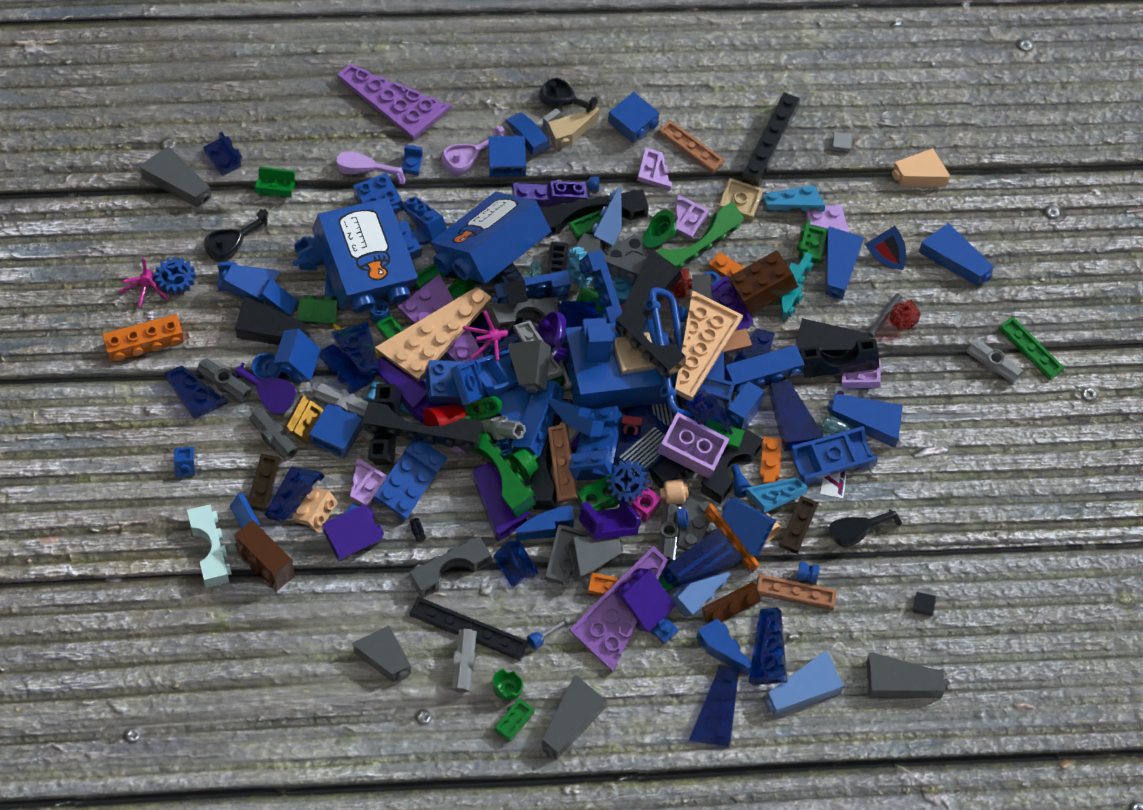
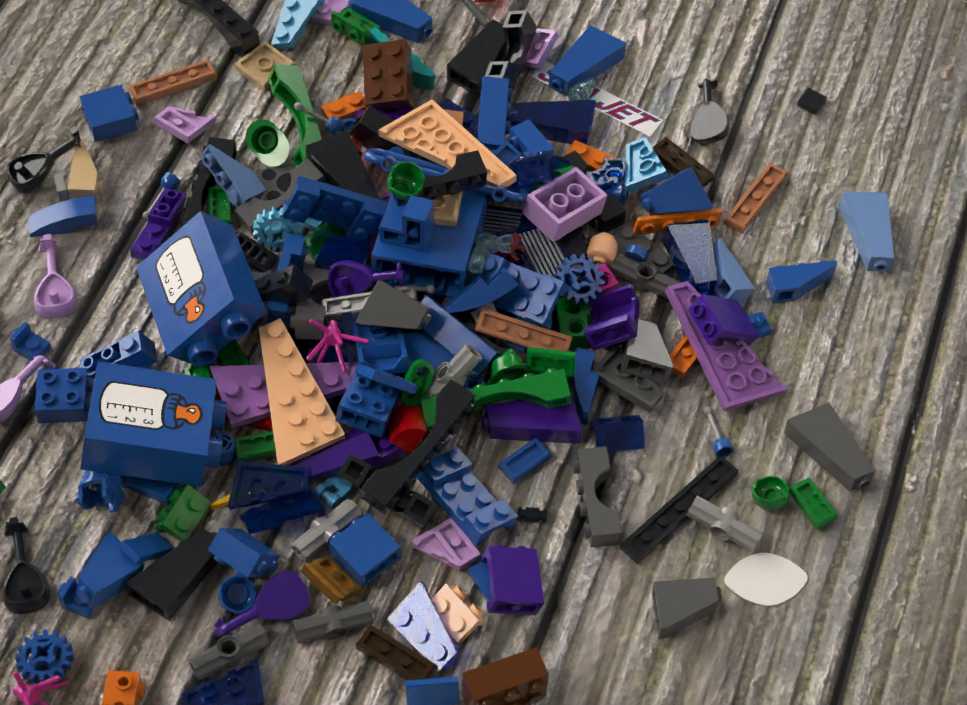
camera: 65 degrees left, 5 degrees down
(436, 708) = (765, 579): none -> white sticker
(462, 509) = (524, 460): none -> blue tile
(507, 156) = (85, 246): blue brick -> none
(541, 488) = (545, 359): none -> green plate
(618, 402) = (485, 246): none -> clear light blue bar
(621, 316) = (405, 180): none -> green hair
(689, 217) = (262, 108): lavender wing -> none
(703, 266) = (332, 124): none -> hinge
(717, 712) = (872, 316): clear blue wing -> none
(732, 603) = (752, 254): reddish brown plate -> none
(750, 471) = (609, 174): none -> clear blue tile
(768, 657) = (819, 240): clear blue wing -> none
(807, 572) = (743, 175): blue wheel -> none
(832, 455) = (617, 106): blue piece -> none
(902, 679) = (888, 151): dark grey slope -> none

